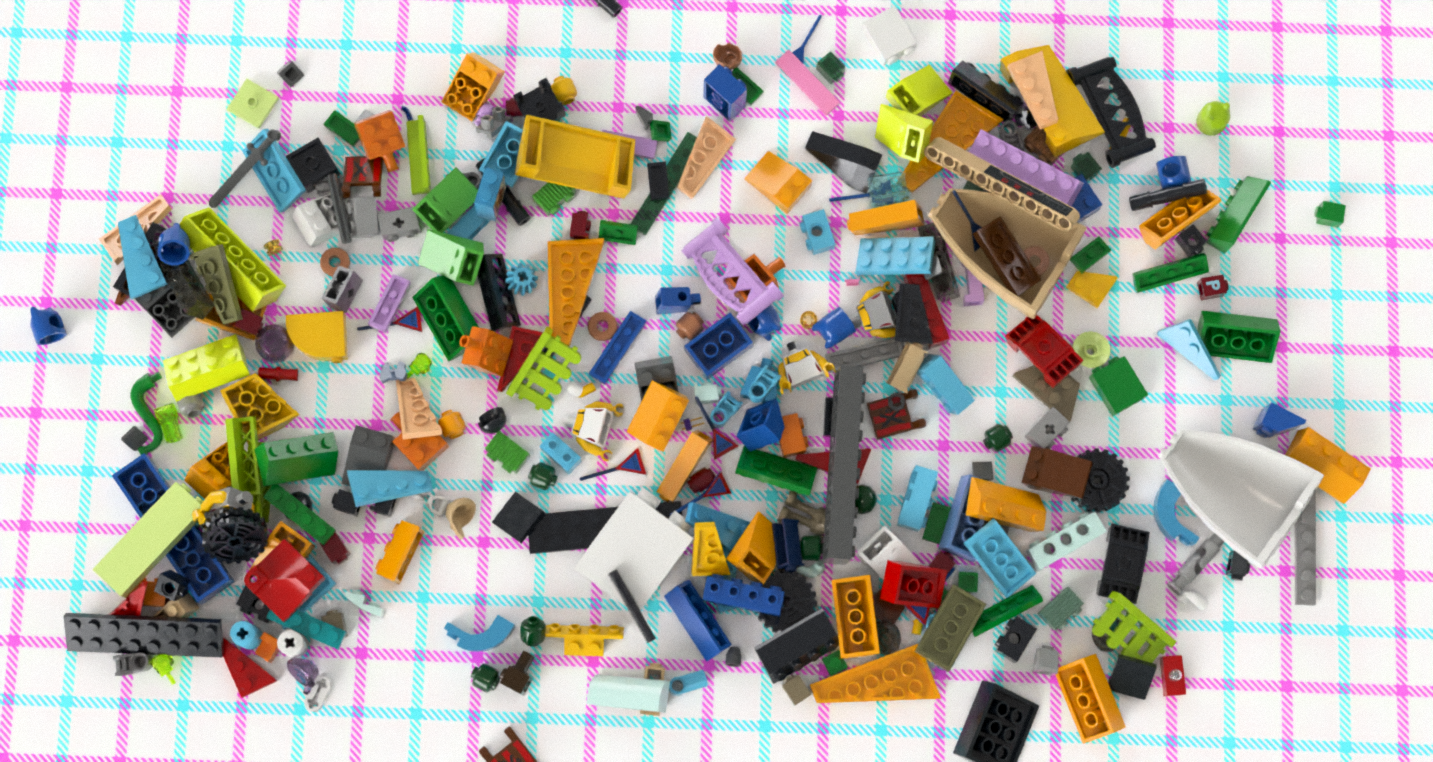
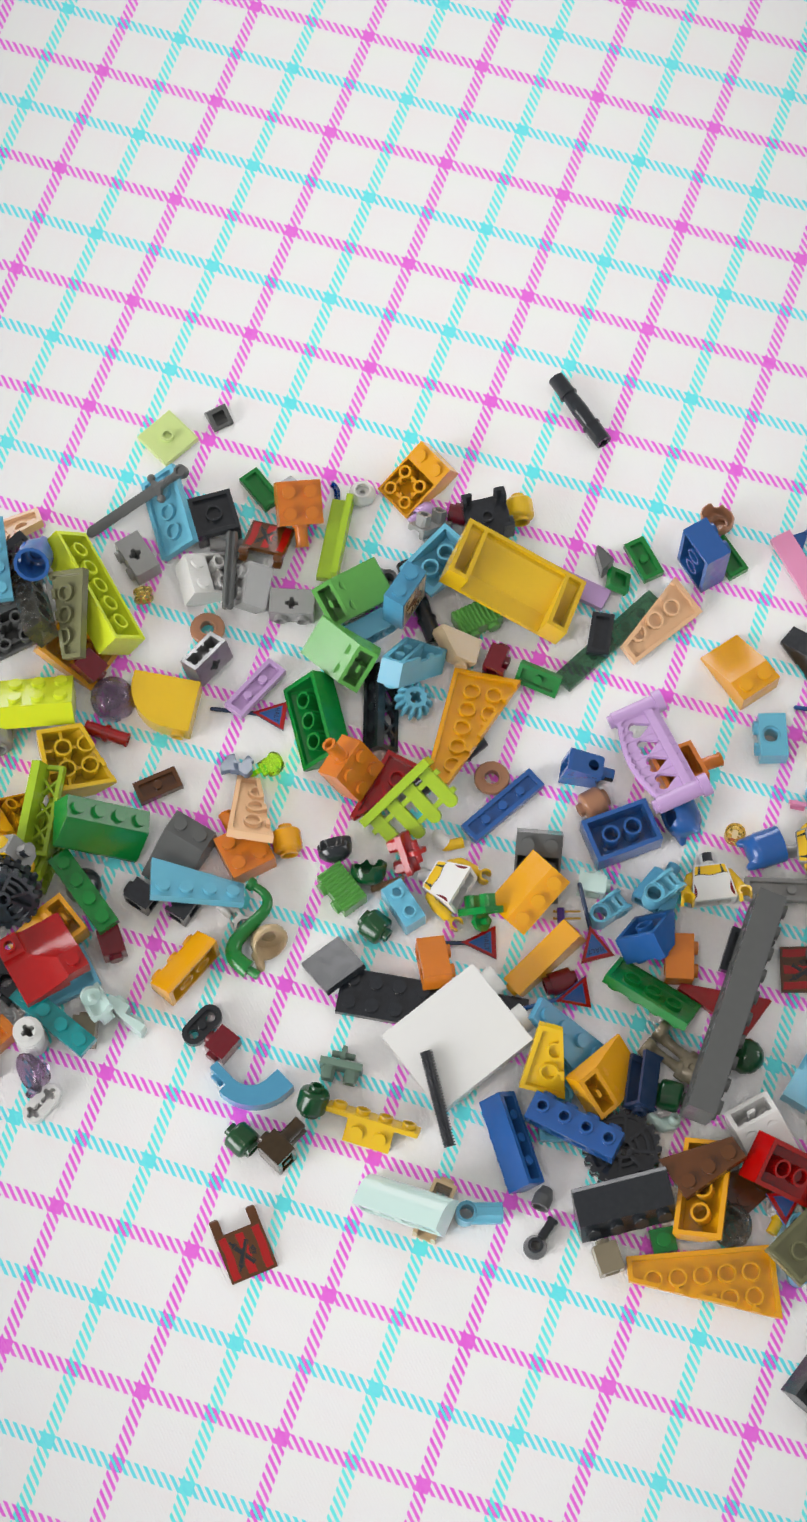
camera: 20 degrees right, 10 degrees down
(253, 207) = (134, 547): none -> light grey brick
(333, 407) = (158, 785): none -> reddish brown plate
(338, 602) = (97, 1003): none -> light aqua hips
(426, 594) = (200, 1025): none -> black plate
(435, 110) = (363, 499): none -> white plate
(435, 529) = (234, 945): none -> green animal
(447, 606) = (221, 1044): none -> dark red brick
(511, 249) = (410, 663): none -> medium azure wedge
(525, 434) = (369, 874): none -> dark green hair
(542, 437) = (378, 887): none -> medium nougat piece
(545, 223) = (460, 646): none -> tan slope
(553, 408) = (409, 853): none -> red hips
(556, 598) = (350, 1069): none -> sand green hips
(597, 493) = (434, 962): none -> orange brick
(623, 439) = (480, 907): none -> green hips
(676, 106) = (643, 559): none -> green plate
(740, 688) = (541, 1239): none -> black bar
(851, 599) = (703, 1165): none -> reddish brown wing

